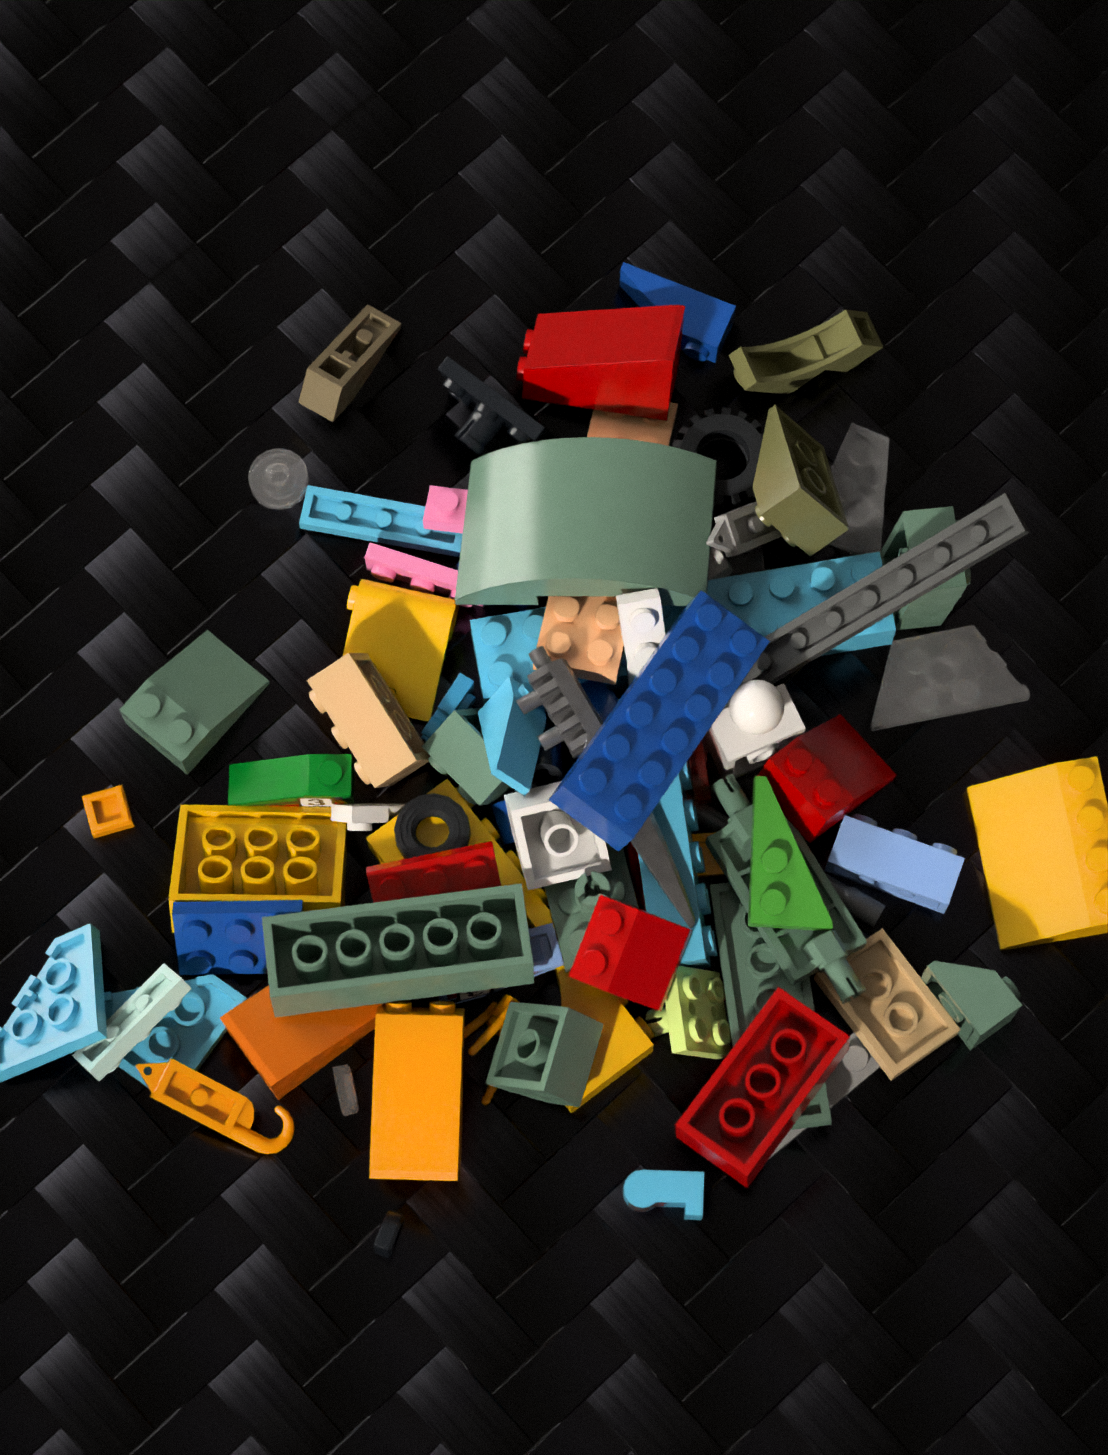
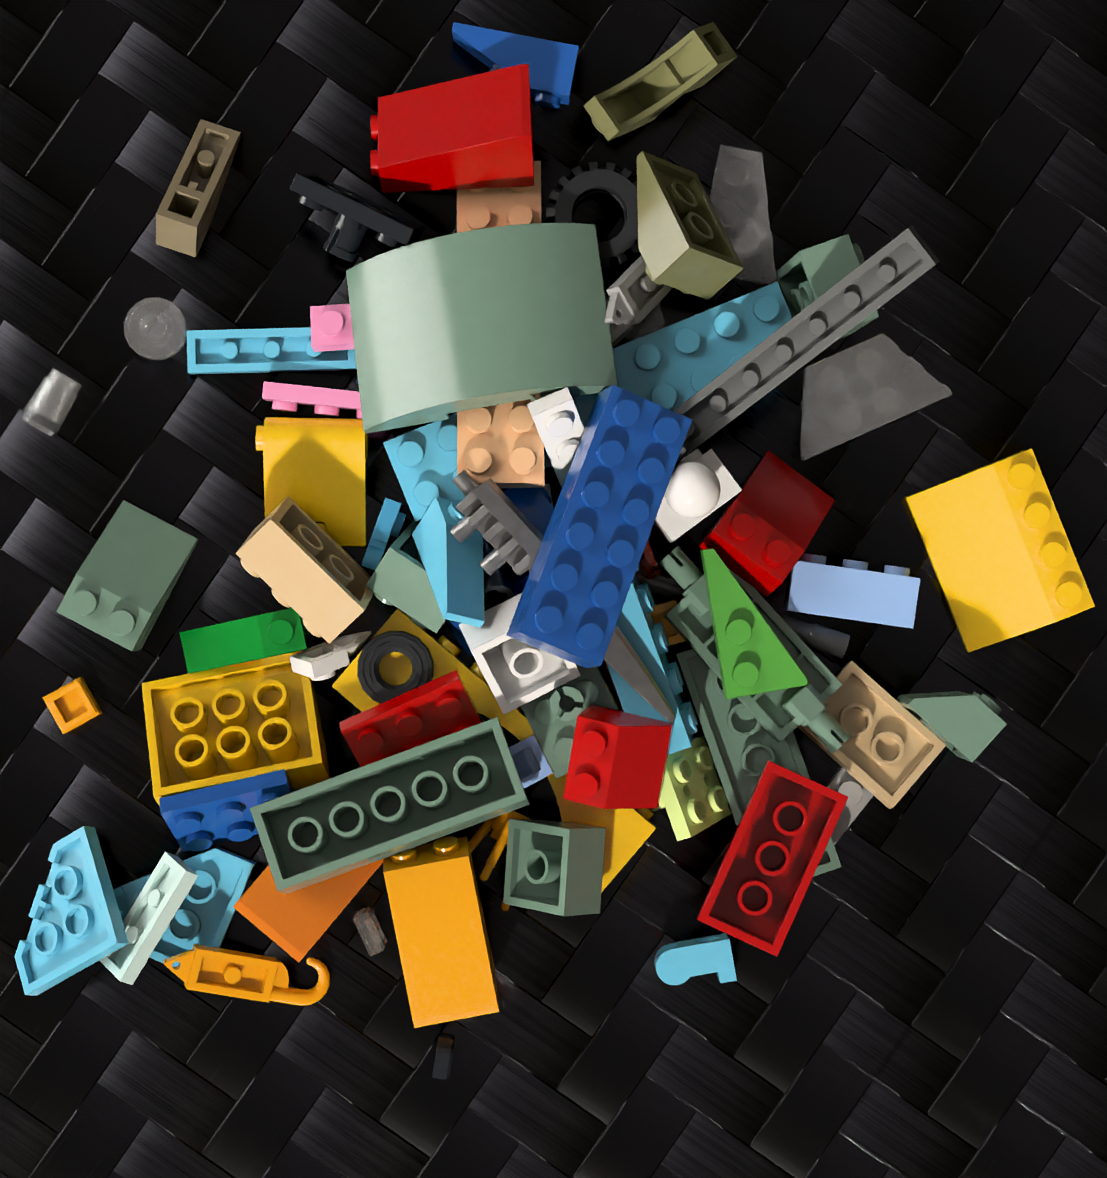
camera: 15 degrees left, 15 degrees up
(163, 524) = (51, 402): none -> clear piece

